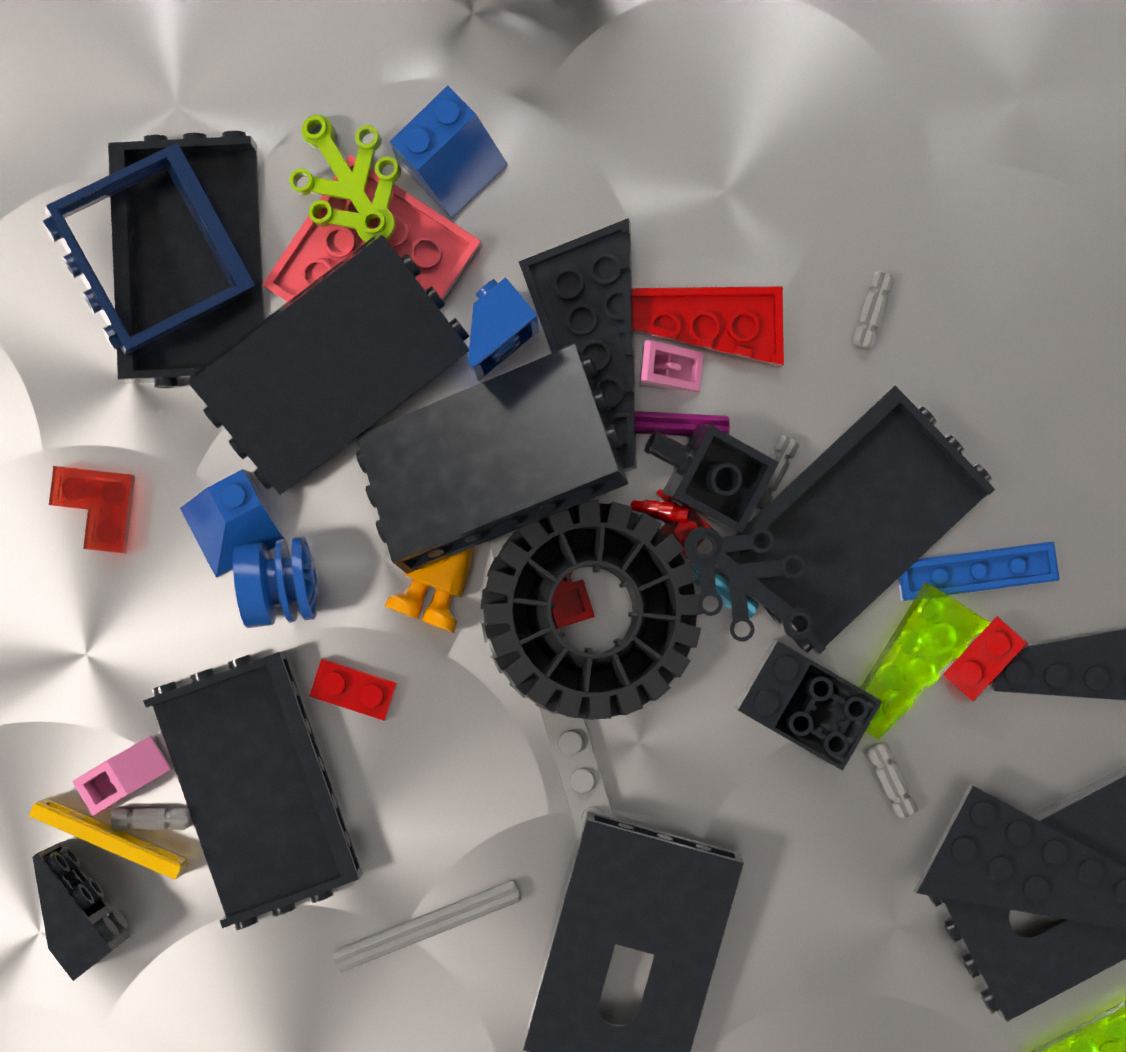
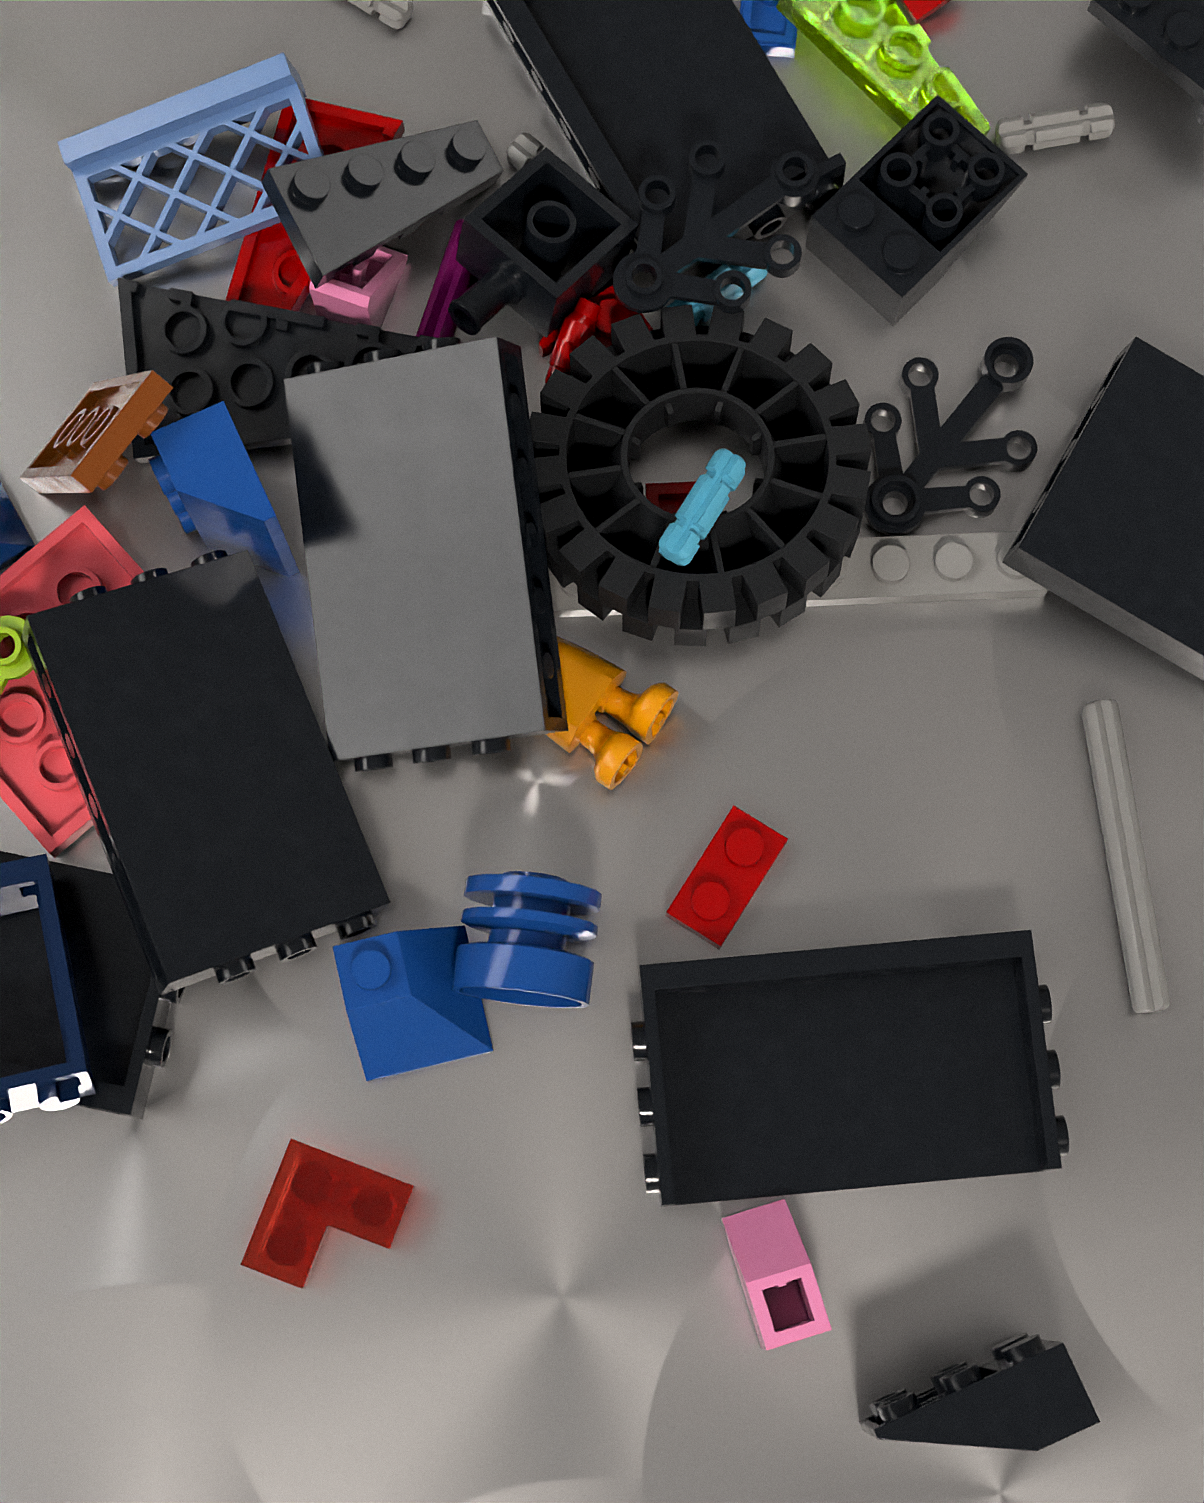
camera: 80 degrees left, 10 degrees down
(109, 839) = (872, 1326): yellow tile -> none
(150, 818) = (856, 1253): light grey axle -> none
(509, 240) = (96, 433): none -> dark orange plate
(556, 621) = (702, 507): none -> medium azure axle
(658, 756) = (943, 446): none -> black plant
(718, 360) = (366, 196): none -> black wing
(741, 228) = (169, 128): none -> medium blue fence

